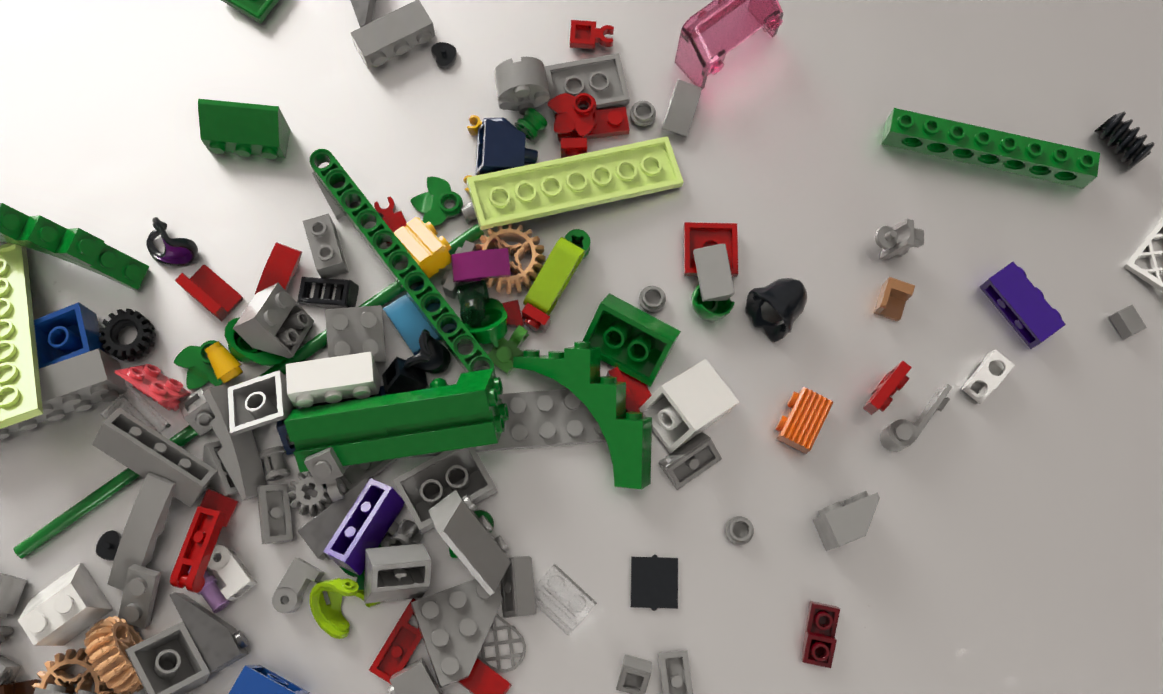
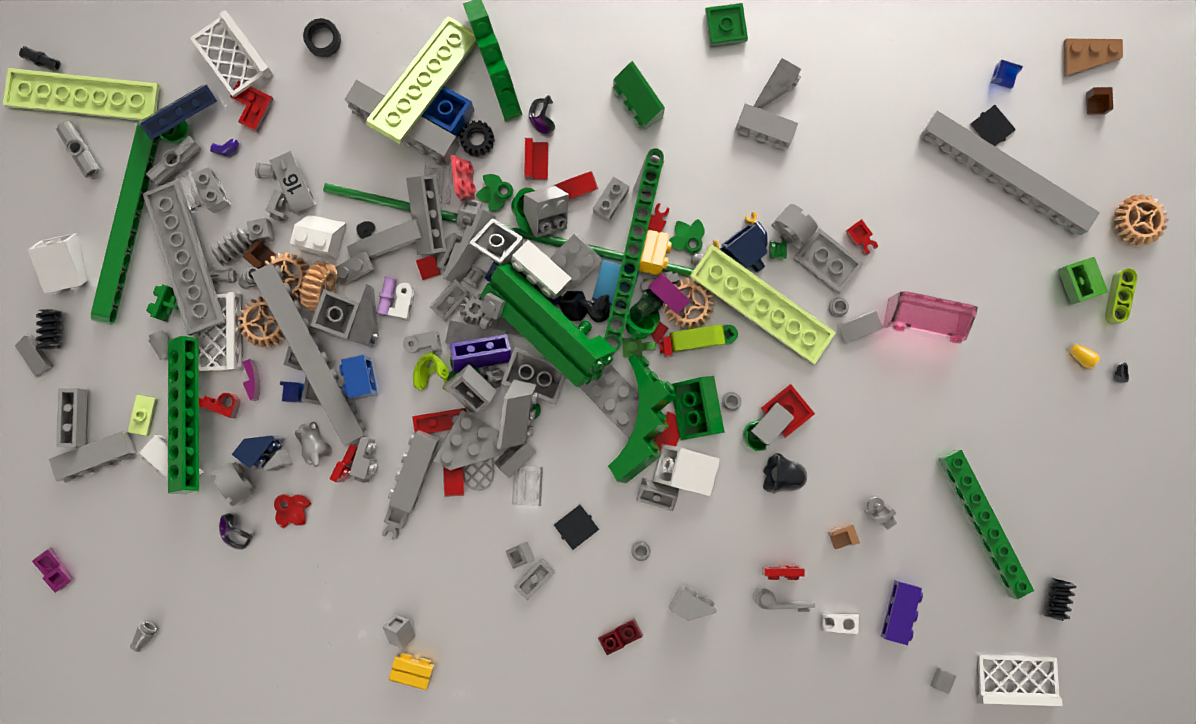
camera: 55 degrees right, 10 degrees up
(197, 549) = (399, 278): red plate -> none
(223, 362) = (503, 203): yellow cone -> none
(345, 294) = (594, 232): black slope -> none
(444, 54) = (780, 164): black piece -> none
(570, 116) = (800, 269): red plate -> none
(573, 146) = (783, 285): red plate -> none
(606, 124) = (808, 283): red plate -> none
(803, 420) = (730, 539): orange brick -> none

